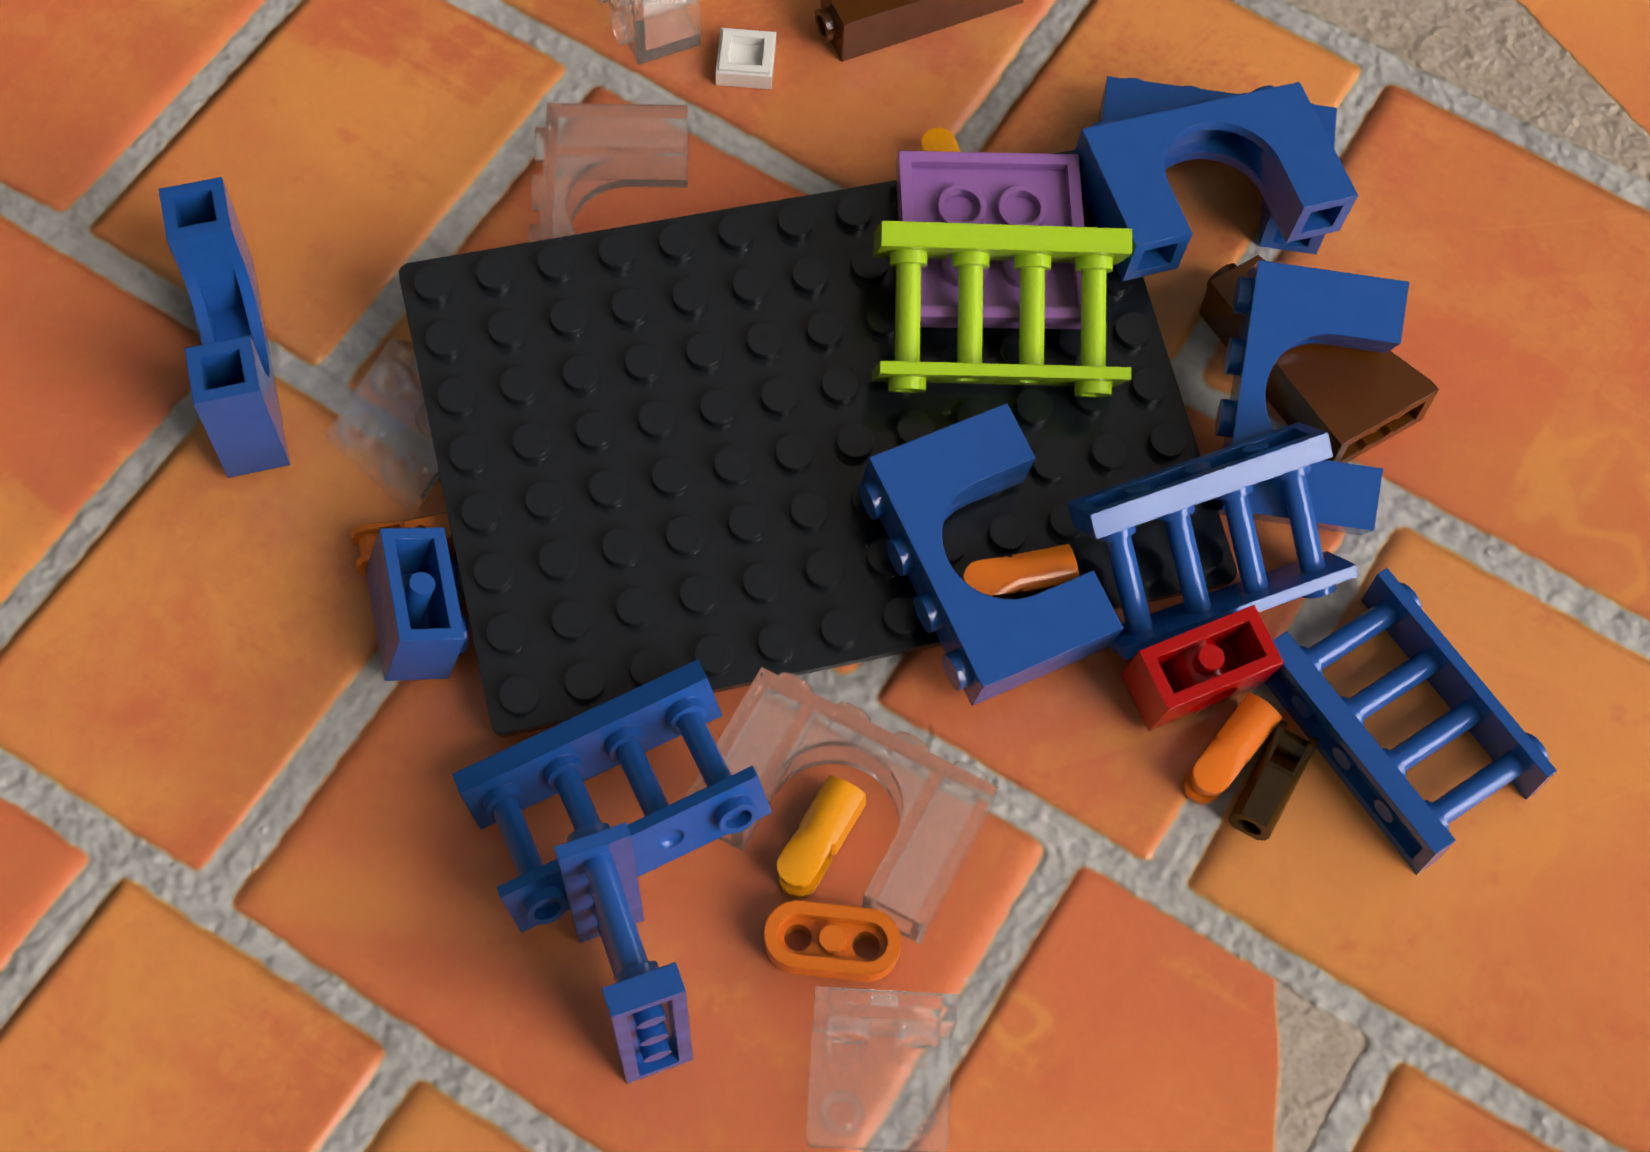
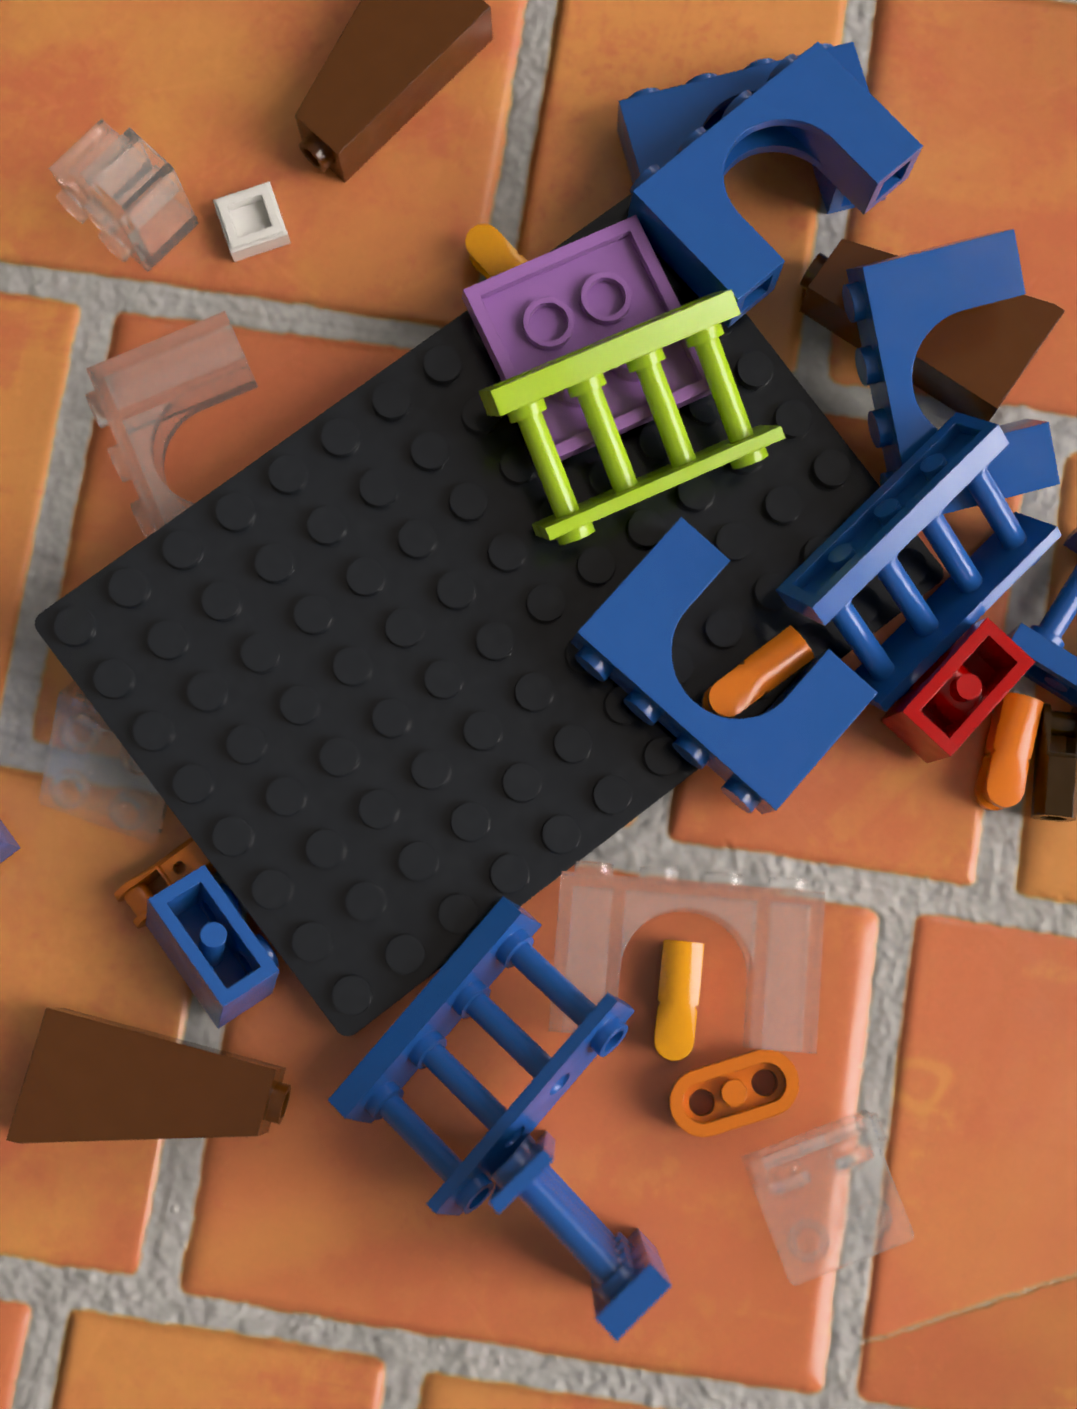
camera: 15 degrees left, 15 degrees up
(288, 698) = (134, 1084): none -> reddish brown slope

